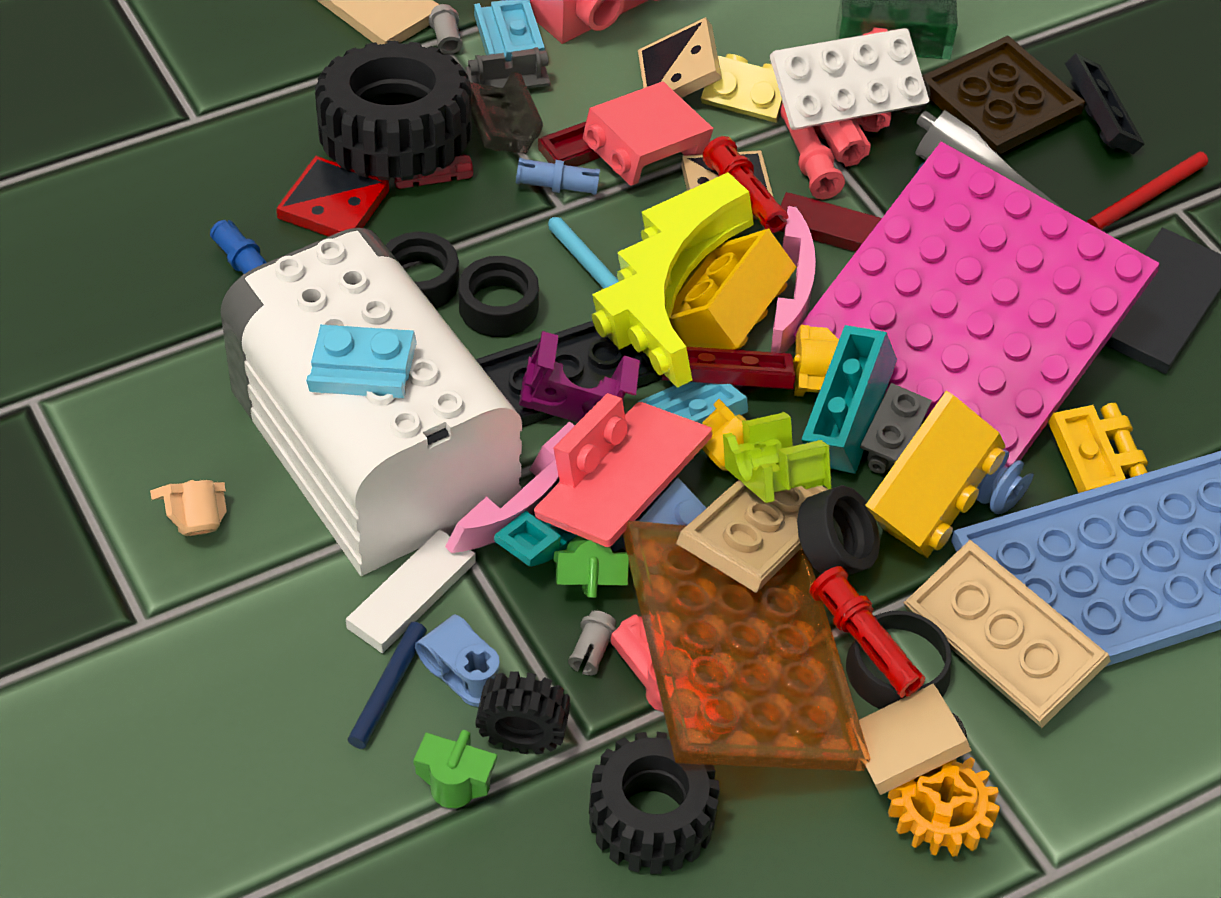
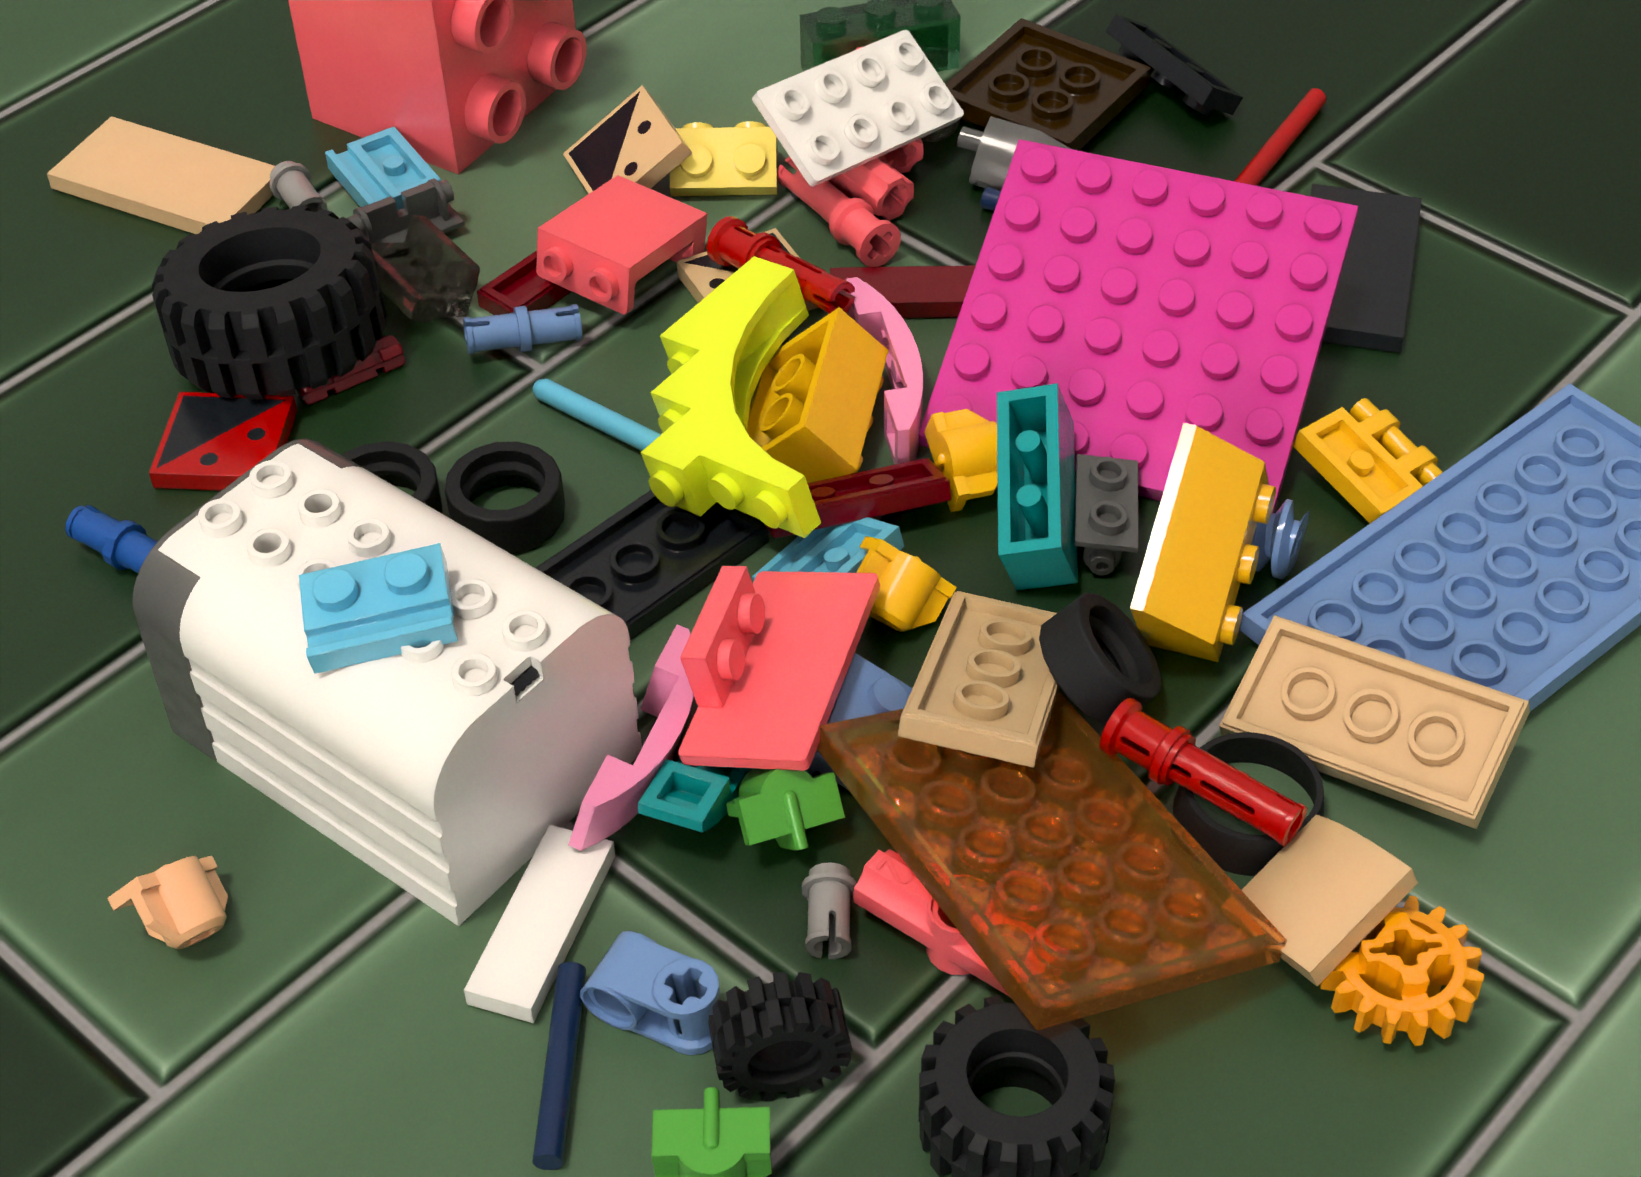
camera: 15 degrees left, 5 degrees down
(551, 392) = (653, 597): magenta piece -> none
(771, 462) = (960, 592): lime piece -> none

